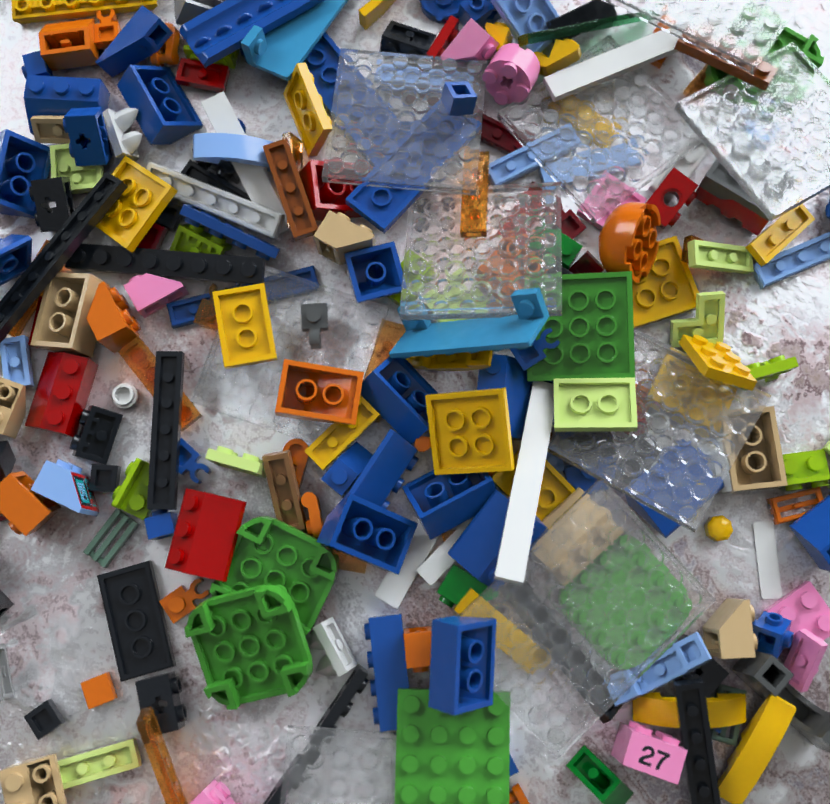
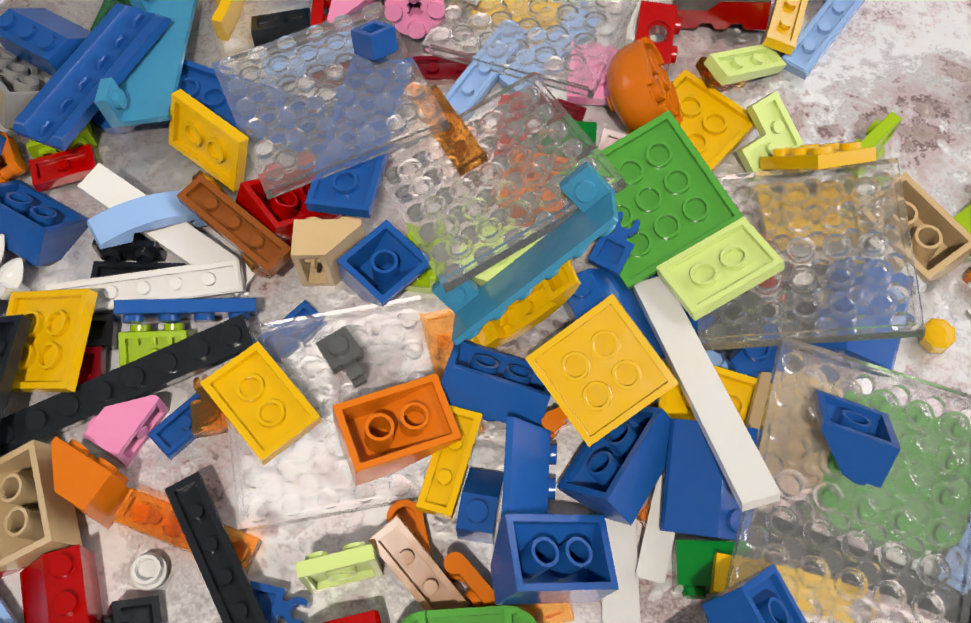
camera: 25 degrees left, 15 degrees down
(601, 571) = (858, 438): none -> blue slope

